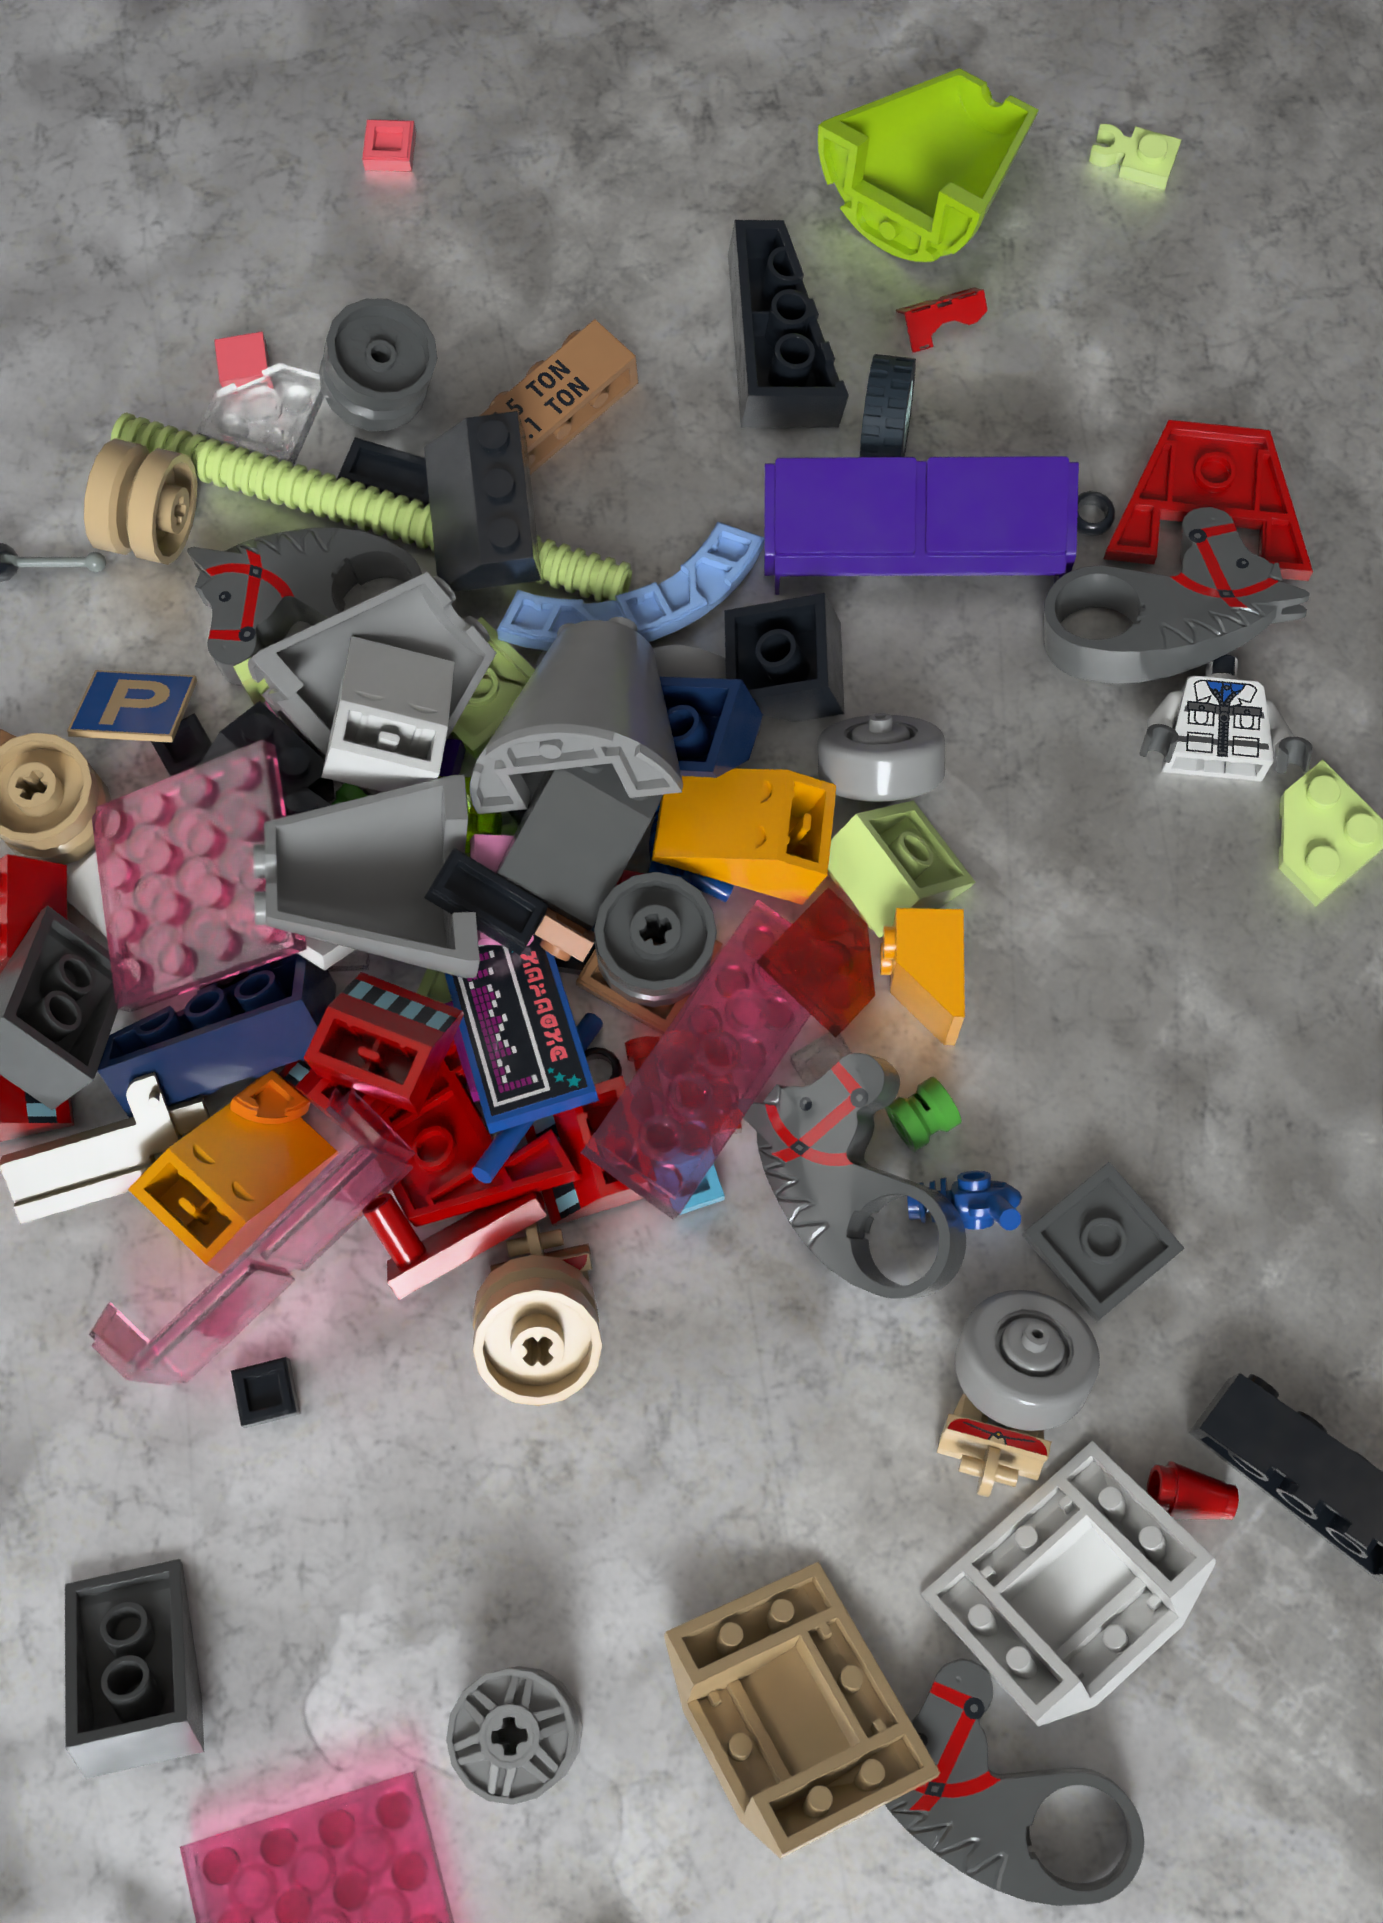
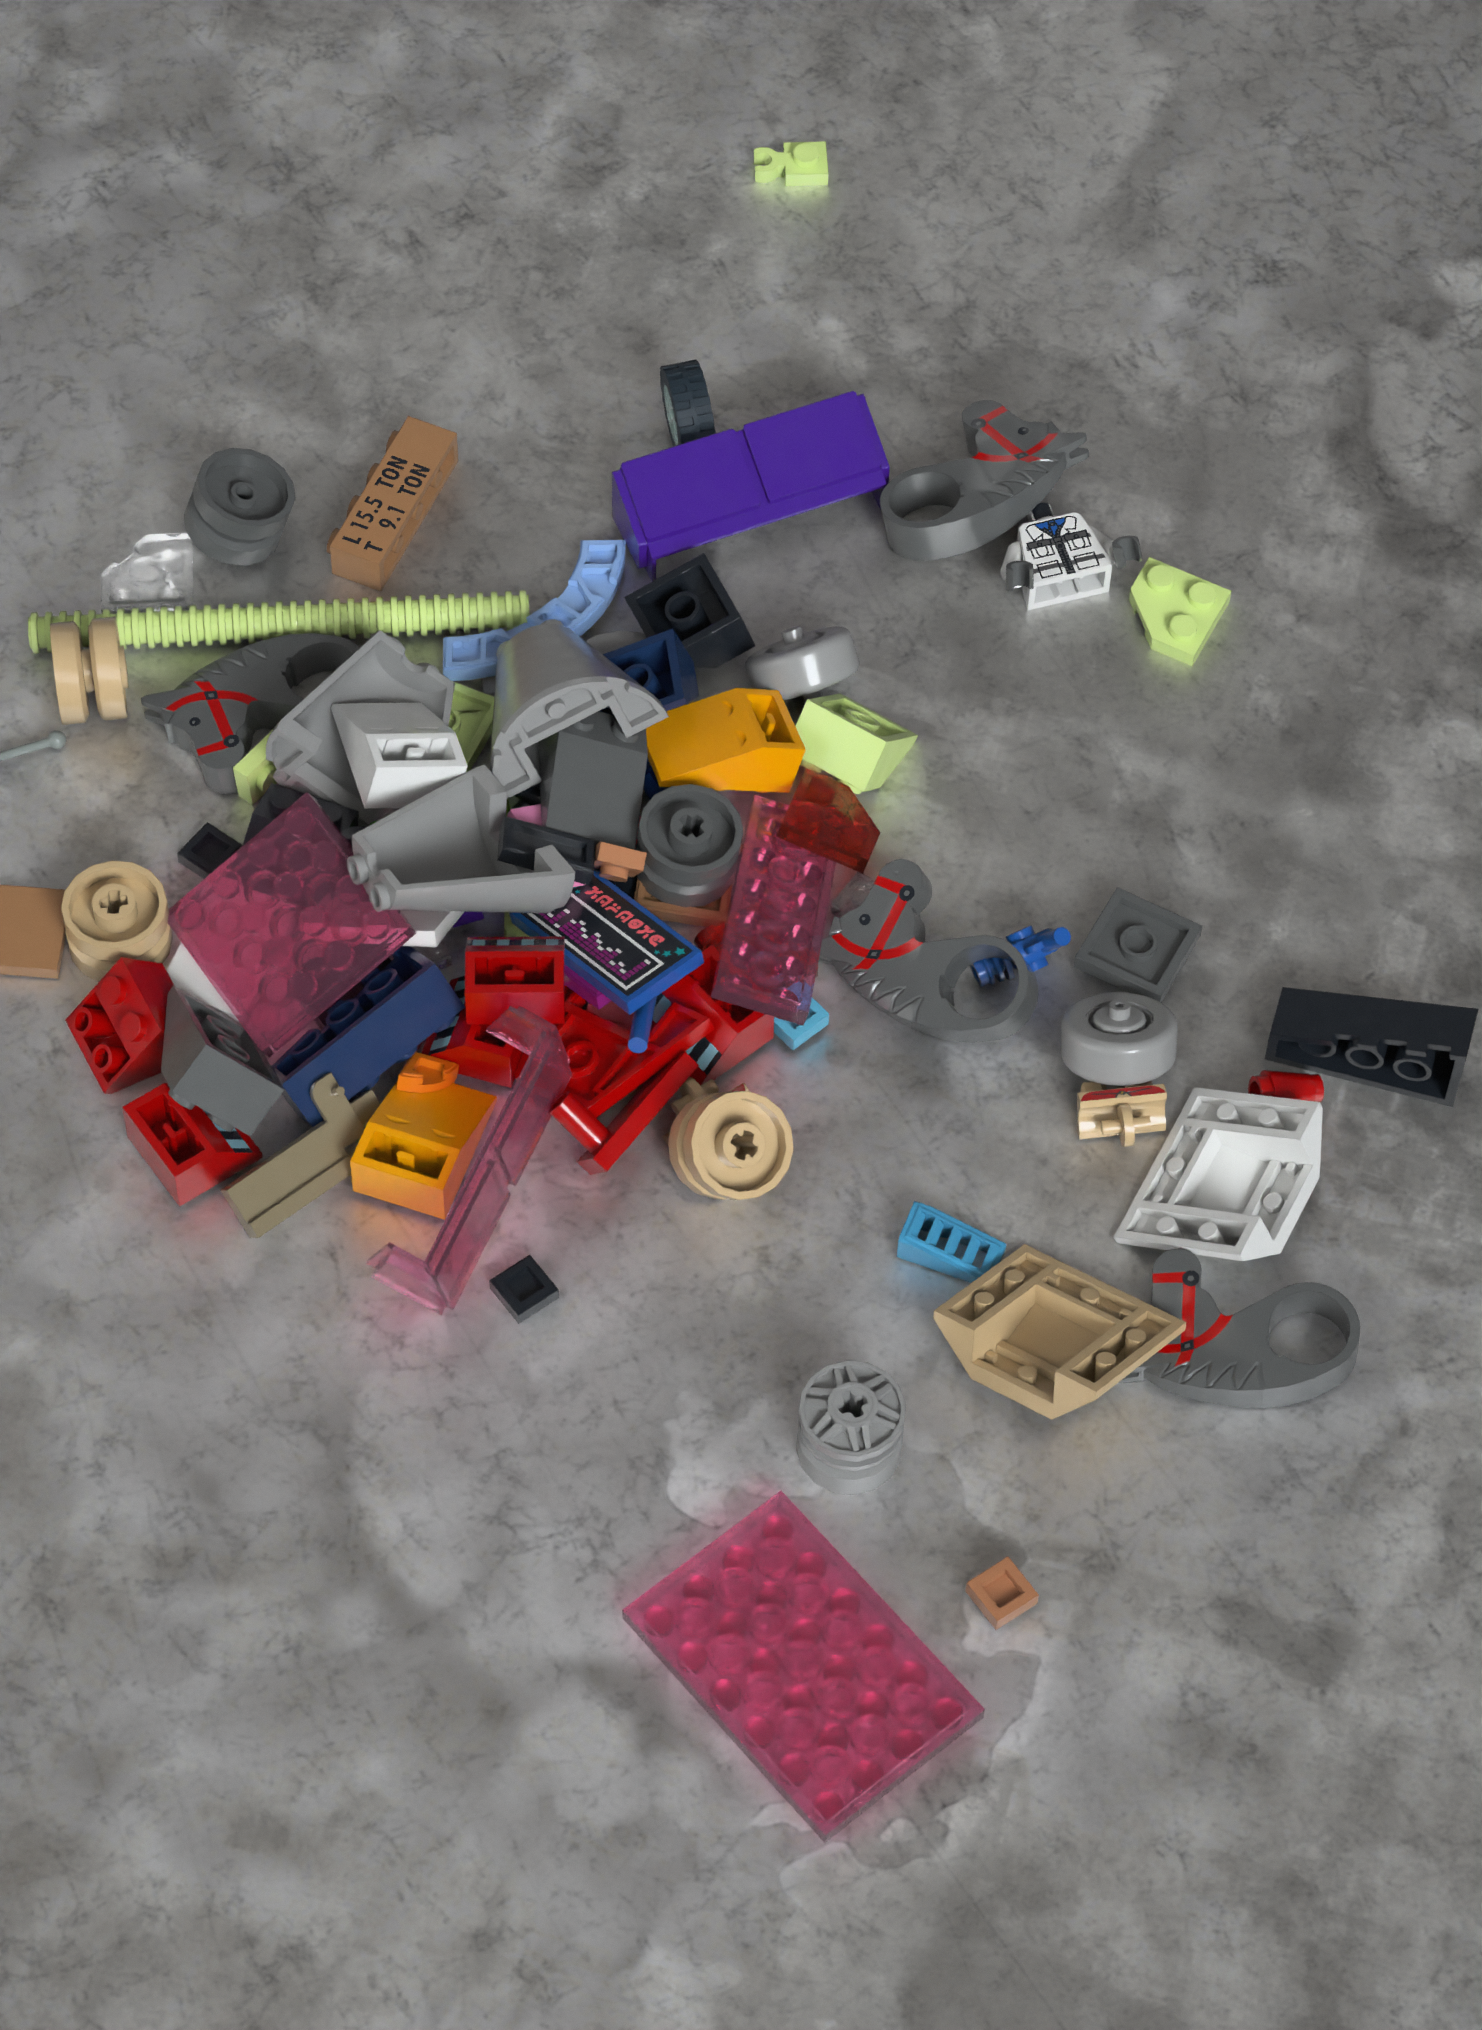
camera: 30 degrees left, 15 degrees down
(130, 1670) = (521, 1510): dark grey slope -> none
(132, 706) = (155, 830): piece -> none
(241, 358) = (105, 545): coral tile -> none
(386, 470) = (284, 587): black tile -> none
(389, 145) = (149, 343): coral tile -> none
(482, 504) = (389, 574): black slope -> none
(699, 1500) = (942, 1225): none -> dark azure slope
(779, 349) = (563, 384): black wedge -> none
(923, 162) = (626, 220): lime cone -> none
(923, 1114) = (960, 902): bright green wheel -> none
(925, 322) = (681, 339): red piece -> none
(927, 967) = (914, 796): light orange slope -> none
(1105, 504) = (895, 433): black piece -> none
(1218, 469) = (967, 372): red wing -> none

